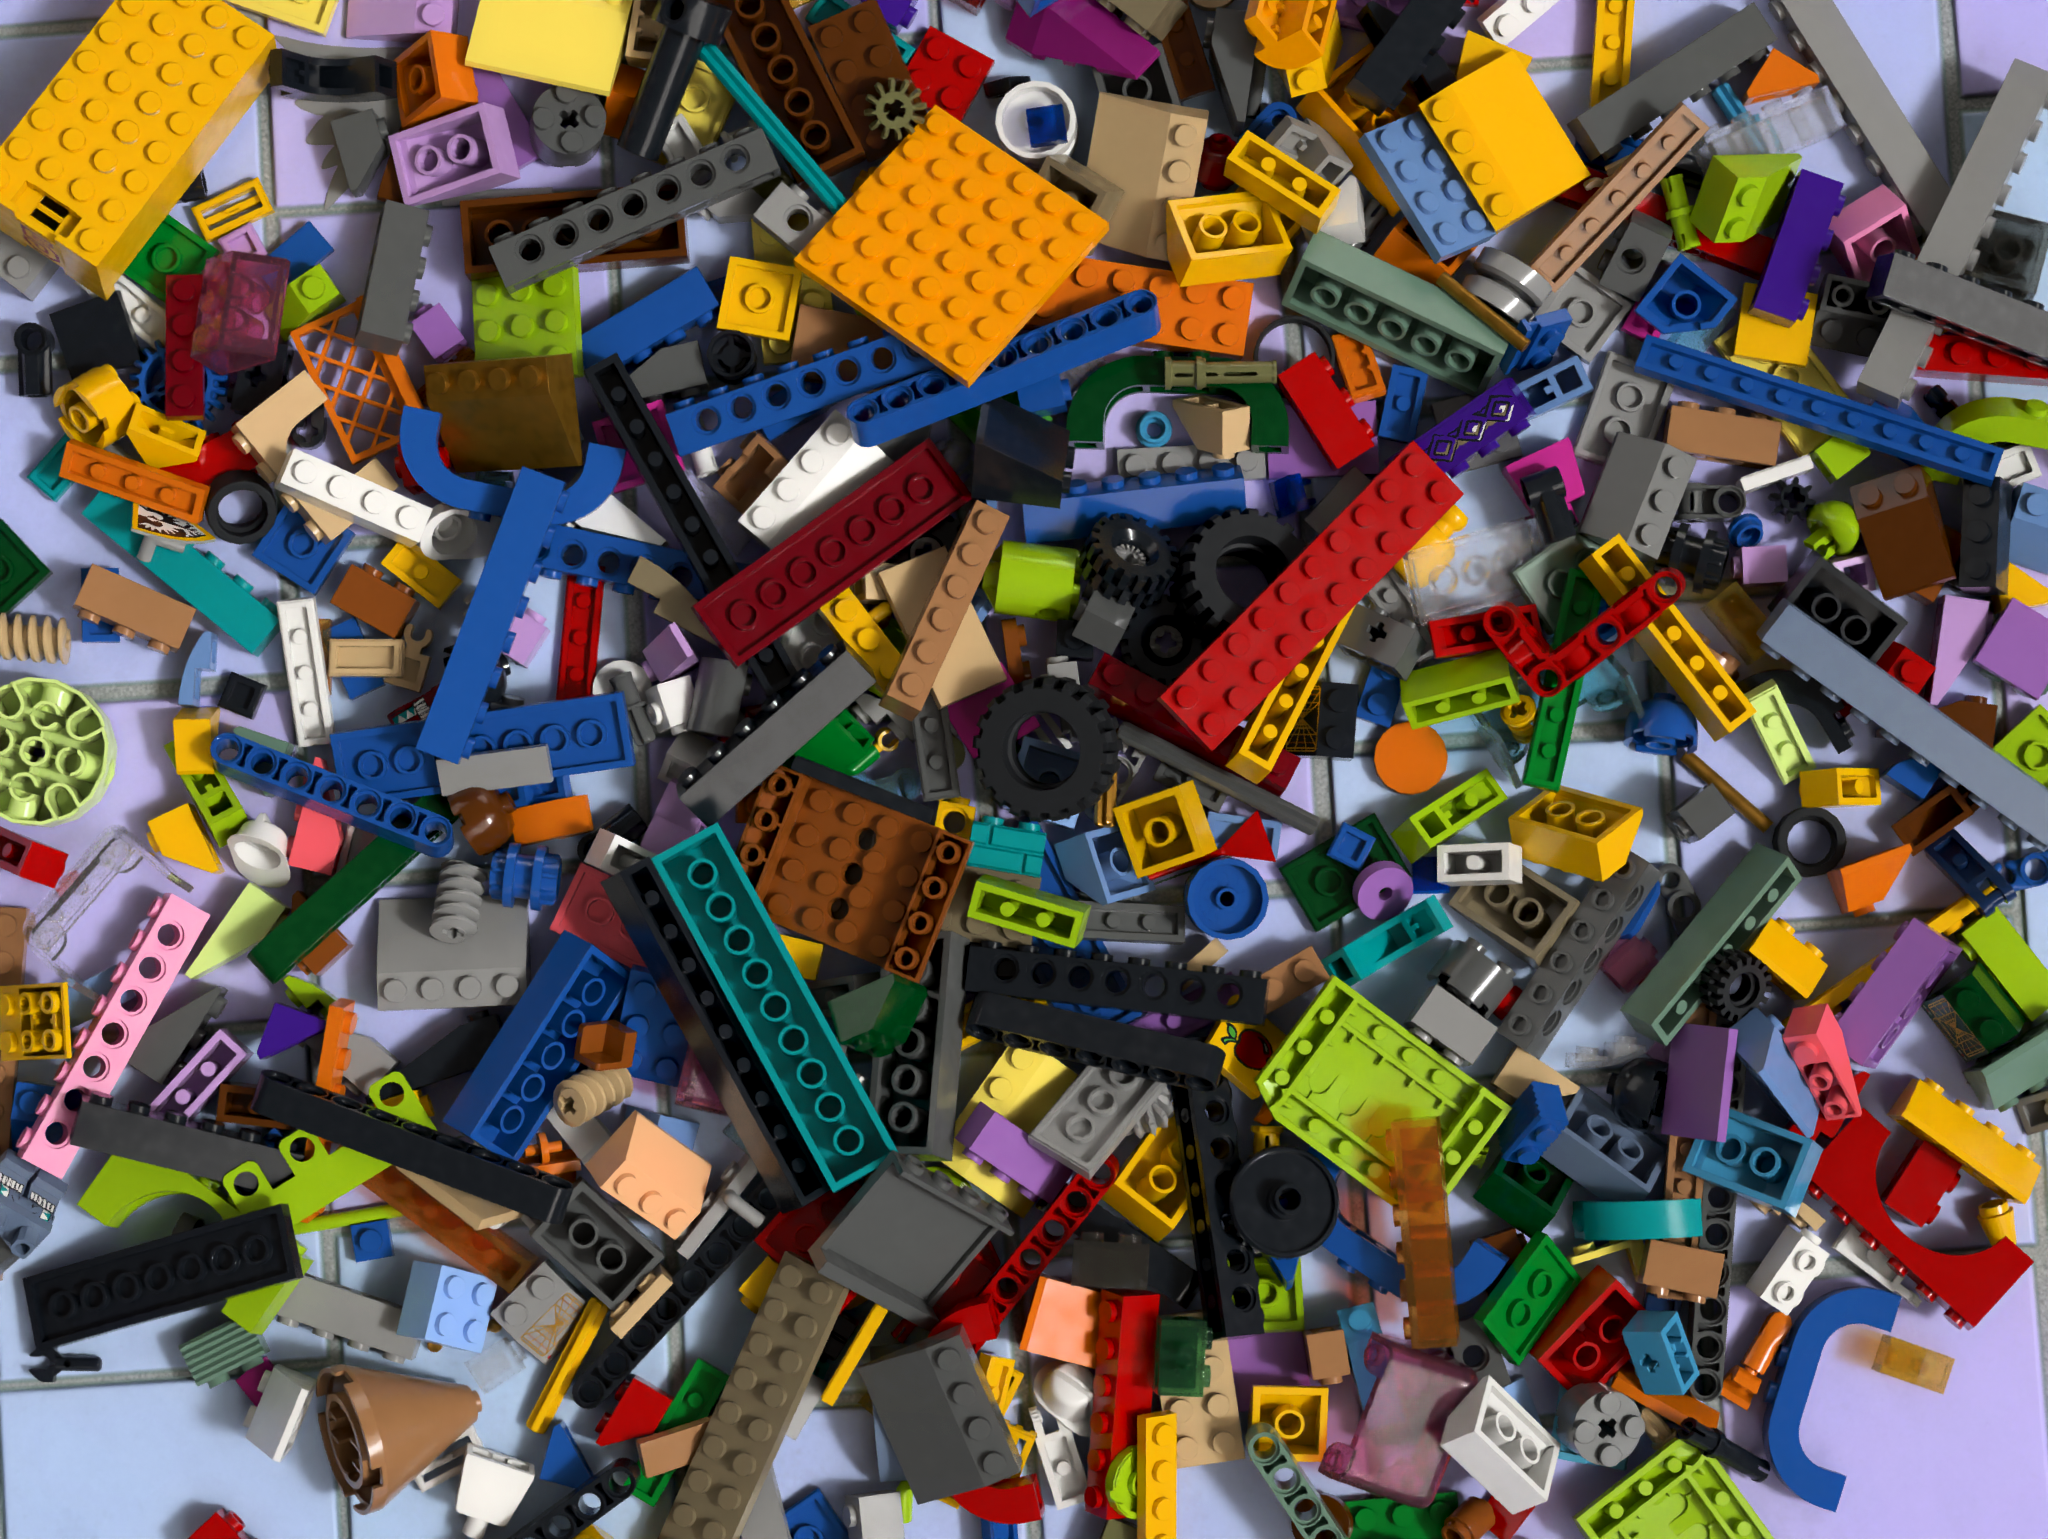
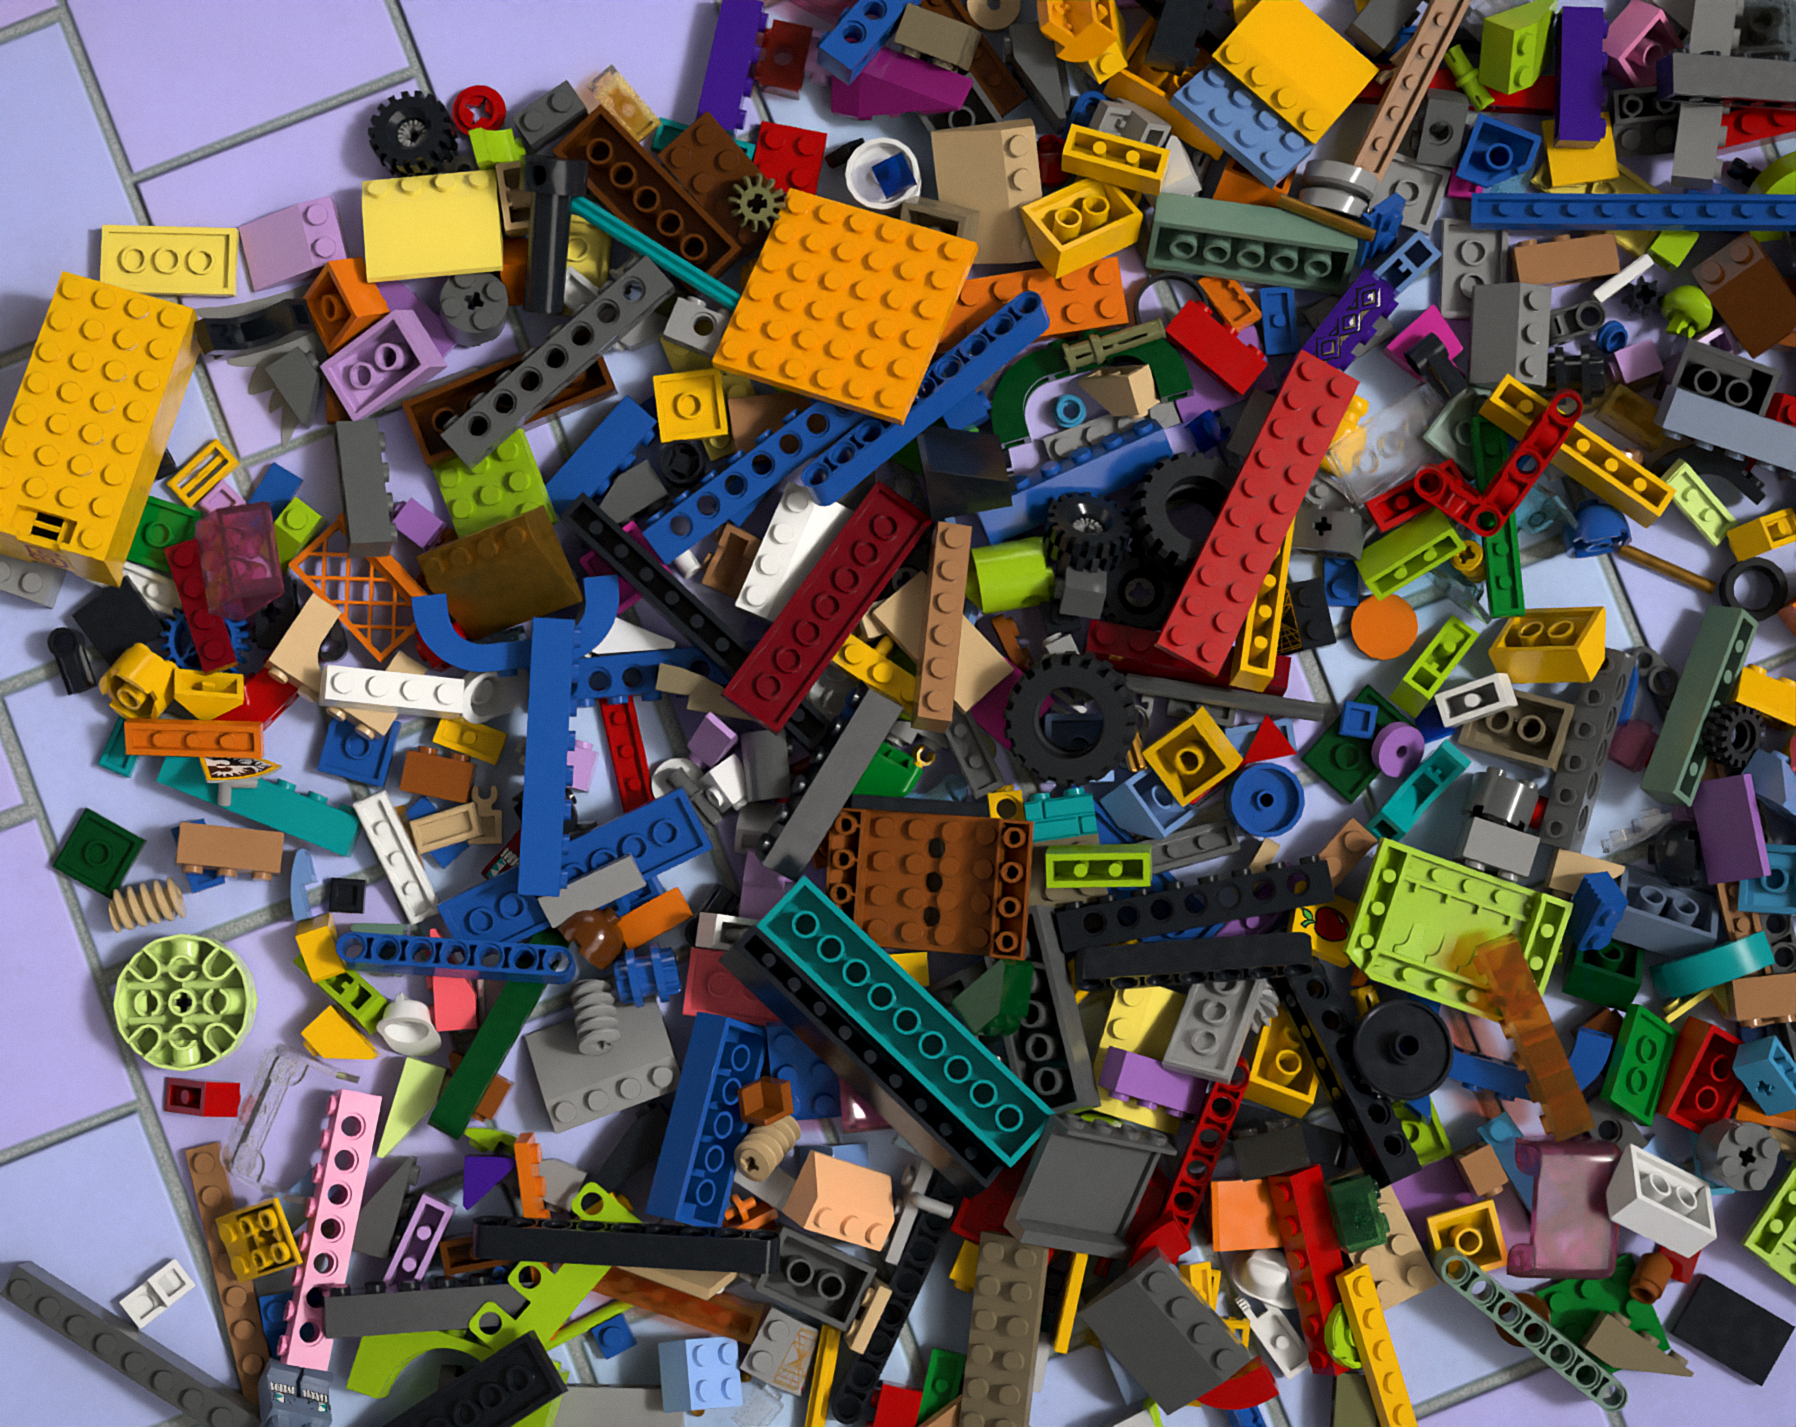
camera: 15 degrees left, 0 degrees up
(243, 532) = (310, 747): black tyre -> none
(1699, 814) = (1652, 596): dark grey brick -> none

